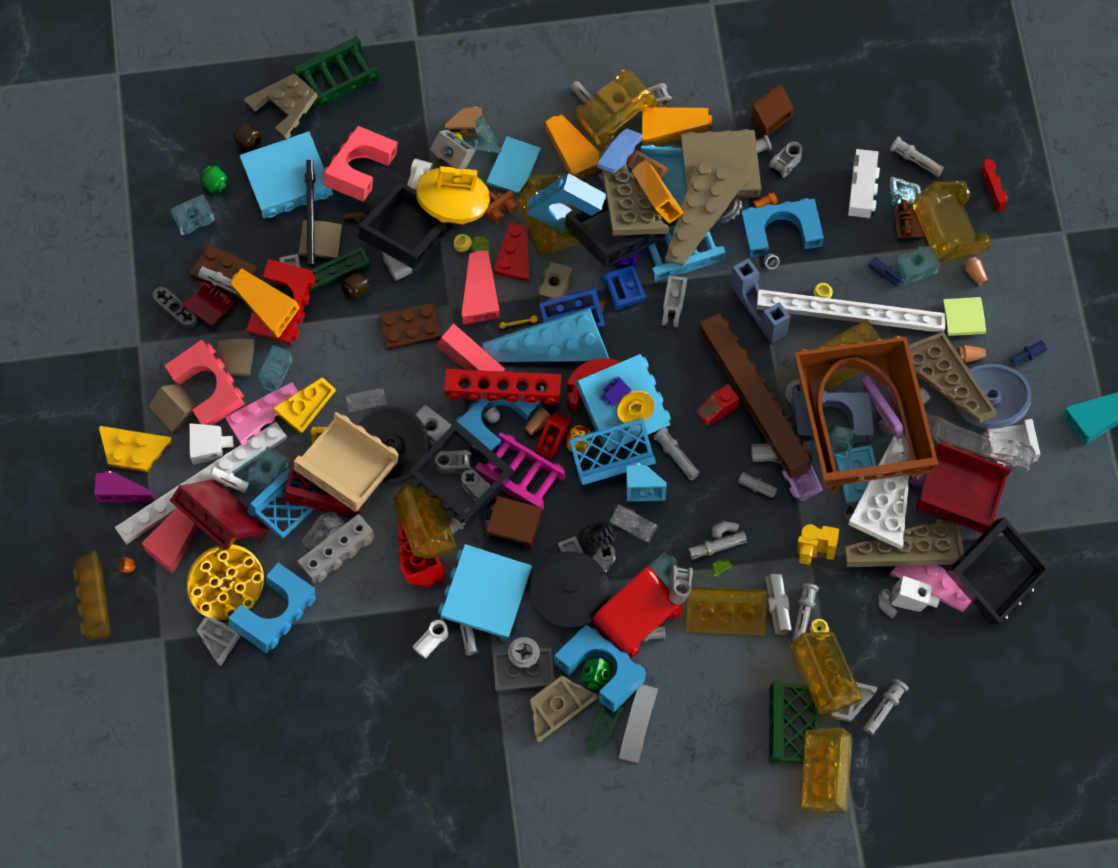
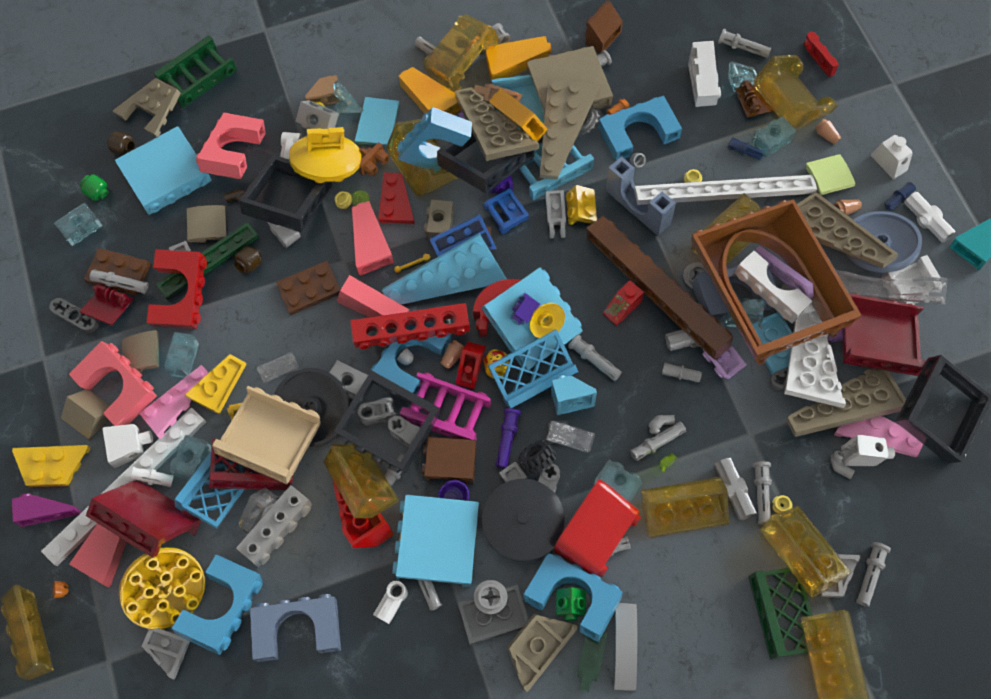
camera: 10 degrees left, 0 degrees up
(265, 301) = (162, 292): light orange slope -> none
(310, 179) = (185, 168): black bar -> none
(316, 630) = (268, 618): none -> sand blue arch
(511, 550) = (454, 490): none -> dark purple hair
(576, 504) = (508, 430): none -> dark purple pin
(619, 150) = (473, 85): medium blue slope -> none
(680, 581) = (635, 486): light grey piece -> none
(701, 297) = (581, 205): none -> yellow bracket
(784, 161) = (626, 69): light grey piece -> none
(817, 540) = (756, 416): yellow hips -> none
(878, 439) = (788, 303): none -> white arch
(1032, 307) = (893, 156): none -> white torso
(1051, 381) = (929, 217): none -> white piece

